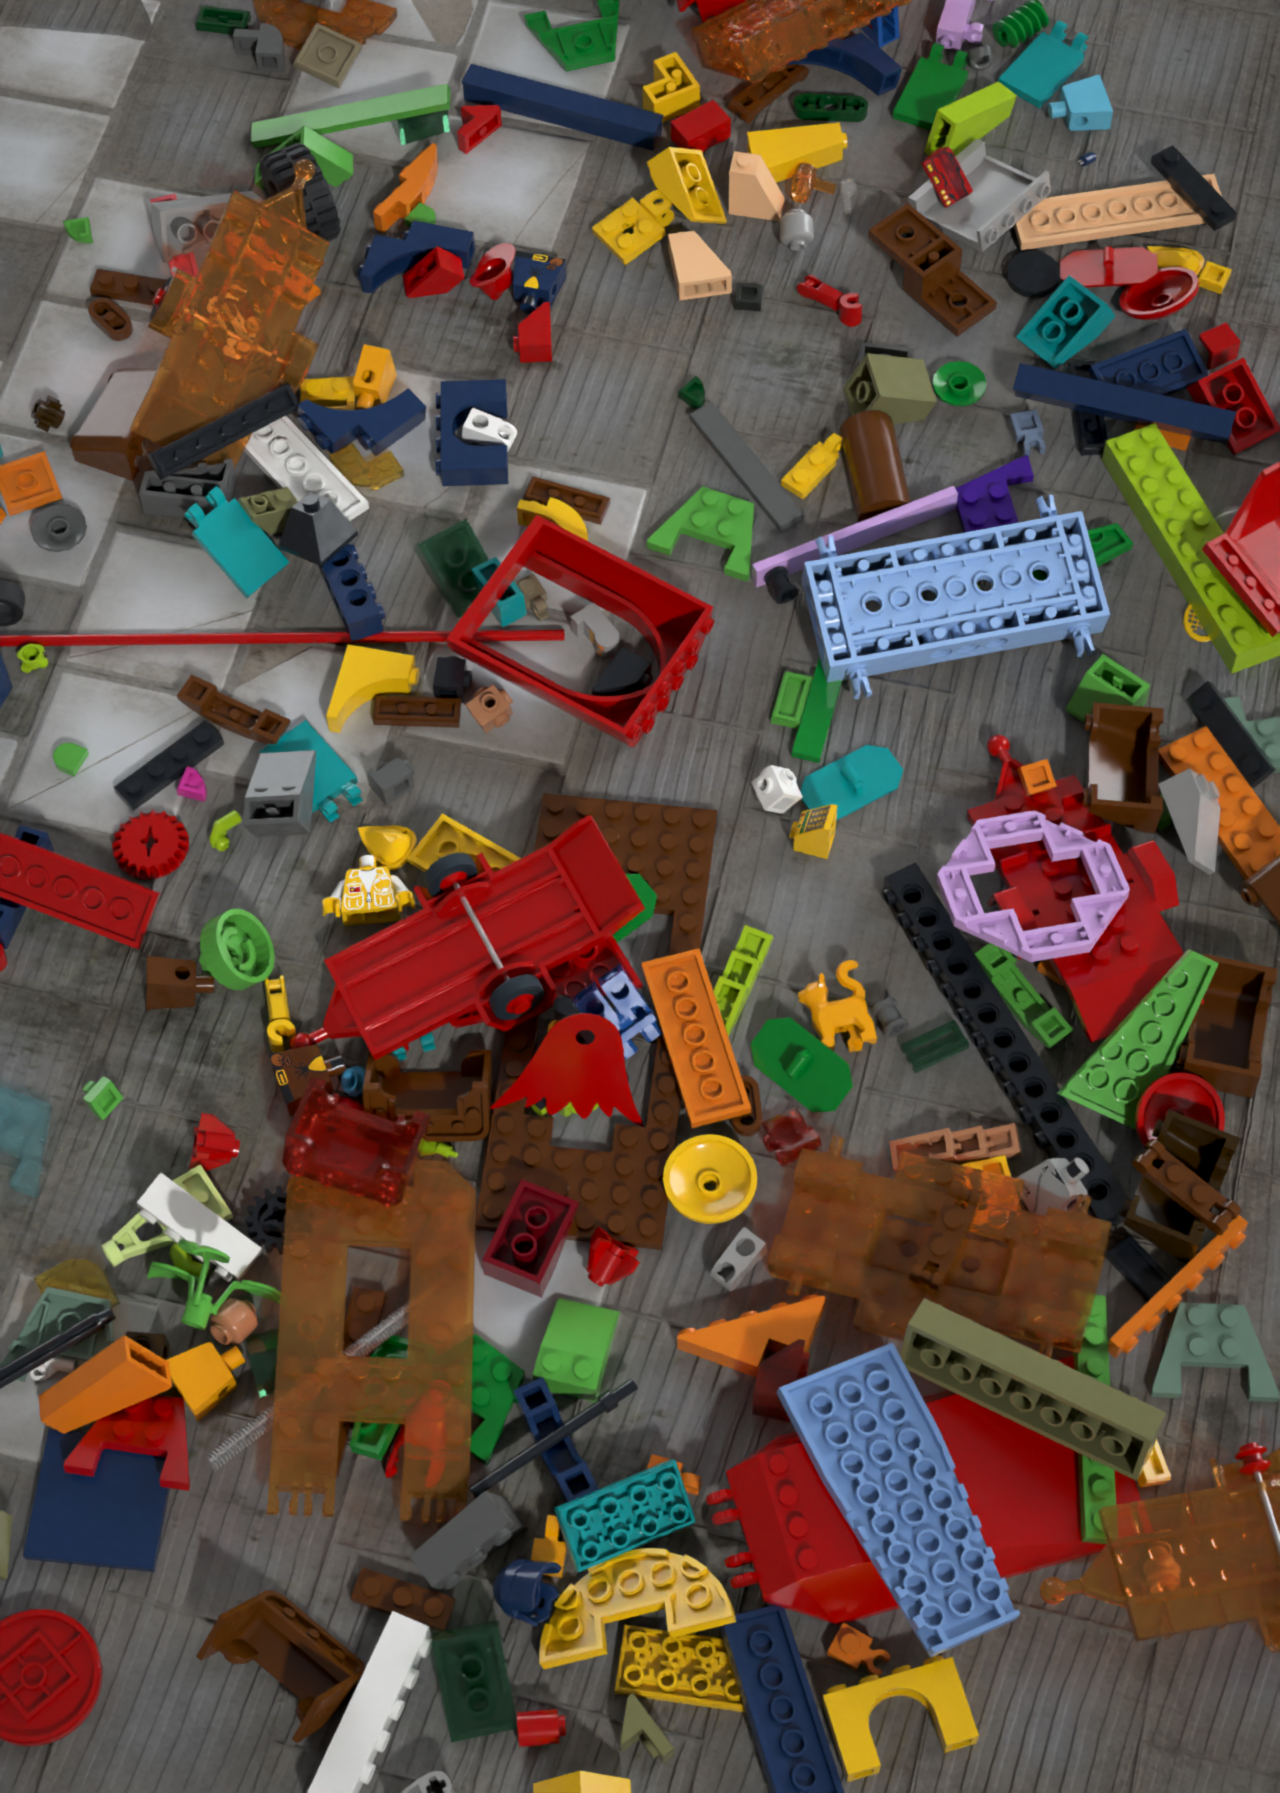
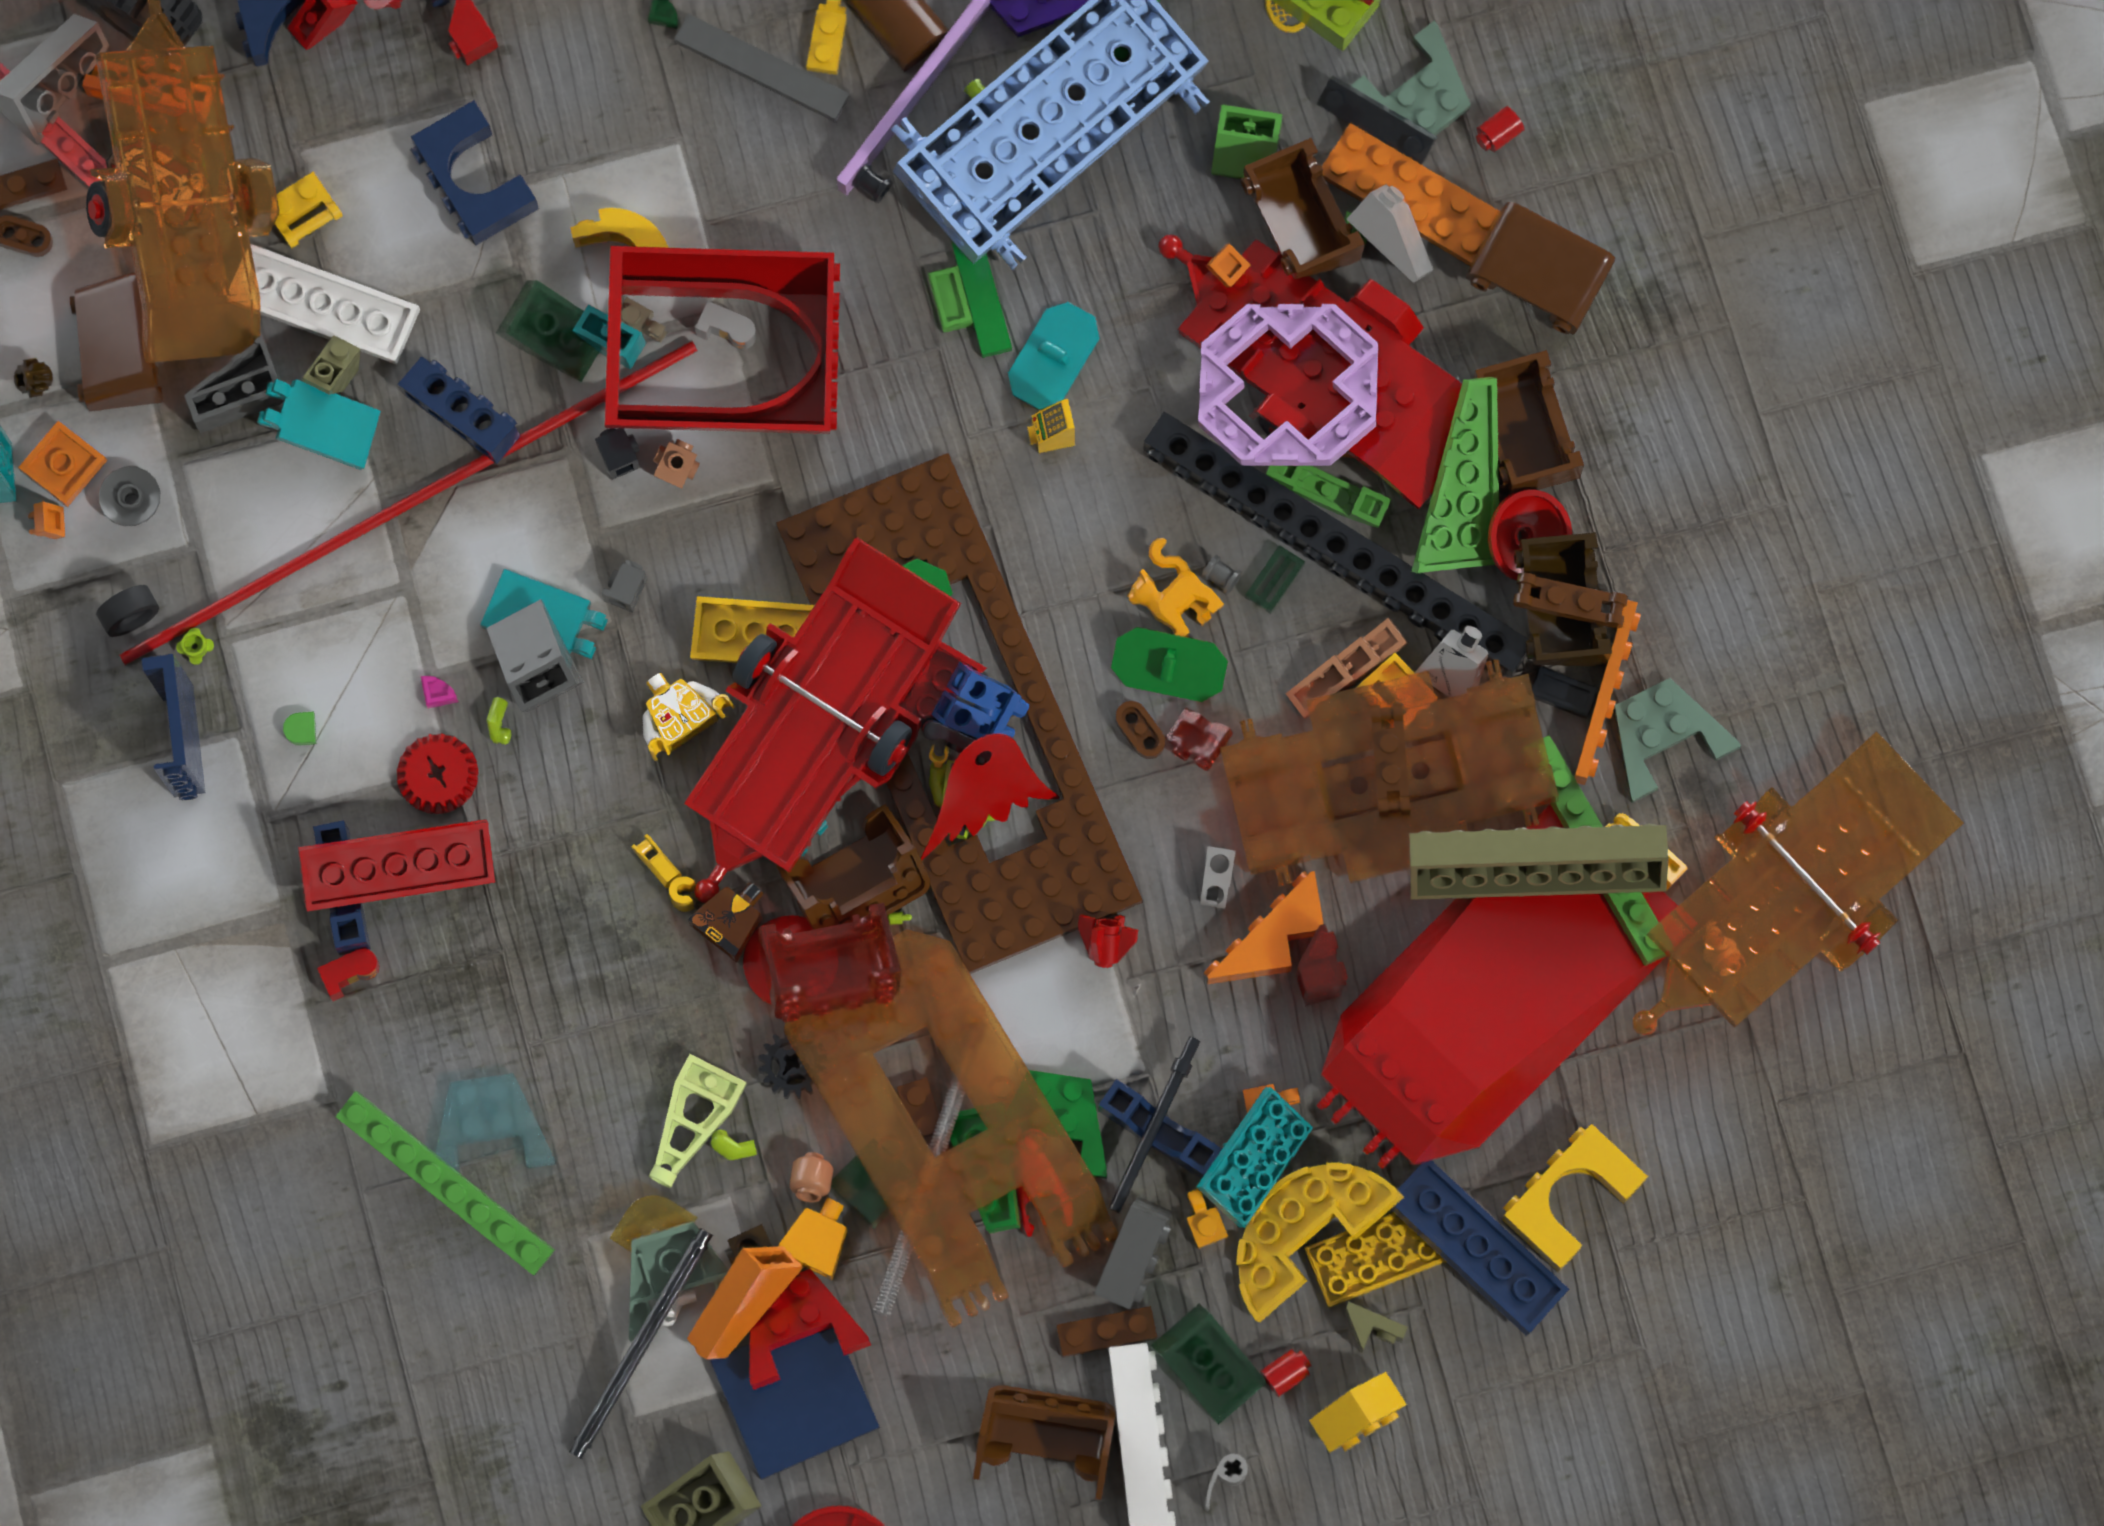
camera: 30 degrees left, 15 degrees up
(101, 1097) = (557, 1041): bright green tile -> none
(168, 765) = (401, 684): black plate -> none
(174, 983) = (555, 899): reddish brown torso -> none
(193, 1221) = (731, 1113): white brick -> none
(199, 1304) = (779, 1184): bright green plant -> none
(213, 1143) = (688, 1029): red brick -> none
(223, 431) = (237, 310): black tile -> none
(227, 941) = (589, 828): bright green piece -> none
(231, 714) = (430, 600): reddish brown slope -> none
(316, 530) = (396, 370): black slope -> none
(353, 1080) = (778, 899): dark azure plate -> none
(367, 674) = (534, 492): yellow arch -> none
(370, 474) = (389, 275): clear yellow plate -> none
(373, 377) = (338, 159): light orange torso -> none
(373, 426) = (372, 221): dark blue arch -> none
(389, 844) = (661, 652): yellow piece -> none
(417, 711) = (603, 501): reddish brown tile -> none
(487, 430) = (489, 164): white leg -> none
(520, 1589) = (1203, 1267): dark blue helmet -> none
(530, 1238) = (1027, 958): dark red slope -> none
(576, 1349) = (1123, 1033): bright green slope -> none
(588, 505) = (625, 194): reddish brown tile -> none
(624, 675) = (781, 363): black slope -> none
(695, 1038) = (1063, 692): orange plate -> none
(713, 519) = (769, 143): bright green wing -> none
(715, 1162) = (1158, 797): yellow dish -> none
(740, 974) = (1064, 617): lime slope -> none
(776, 789) = (992, 403): white brick -> none
(853, 1648) = (1502, 1160): orange plate -> none
(900, 1495) = (1480, 1014): medium blue wing -> none

